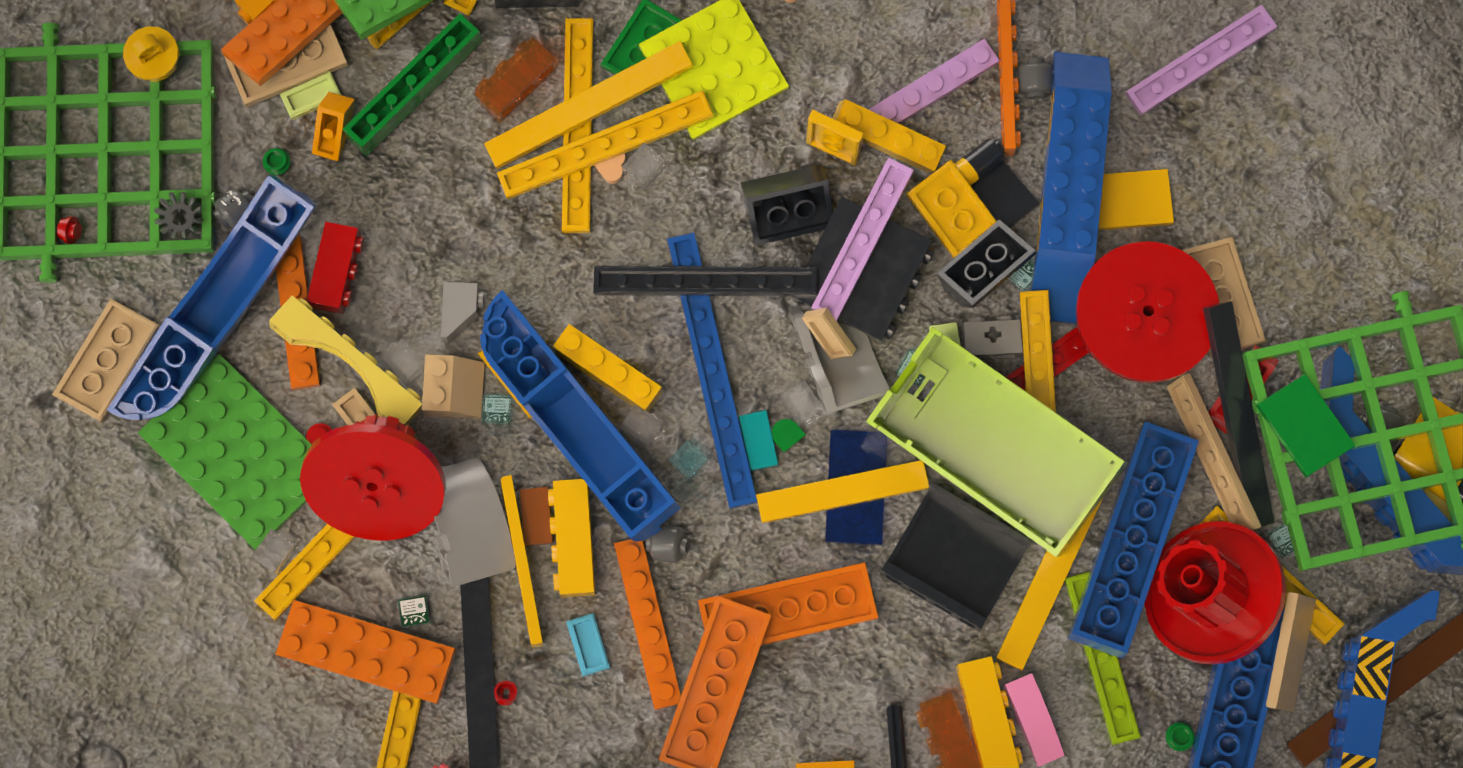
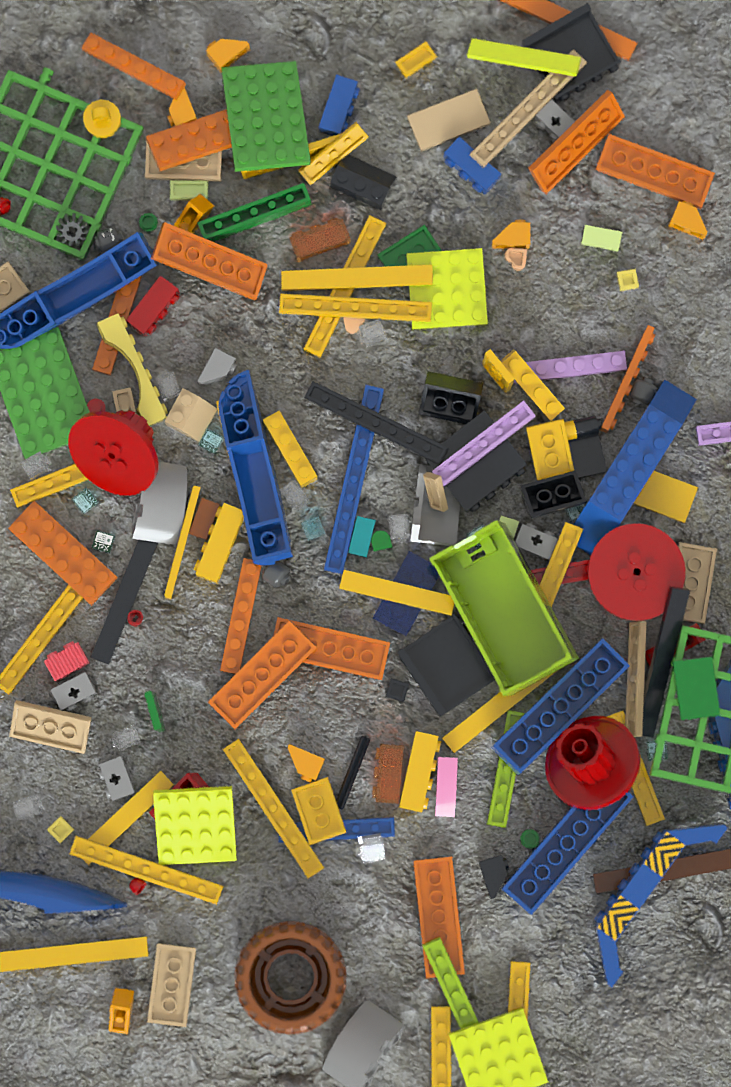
camera: 20 degrees right, 5 degrees up
(363, 568) = (85, 500): none -> clear light blue tile
(382, 172) = (209, 261): none -> orange plate
(588, 644) = (198, 612): medium azure tile -> none
(904, 622) = (397, 690): none -> black tile
(1290, 652) = (621, 820): tan tile -> none

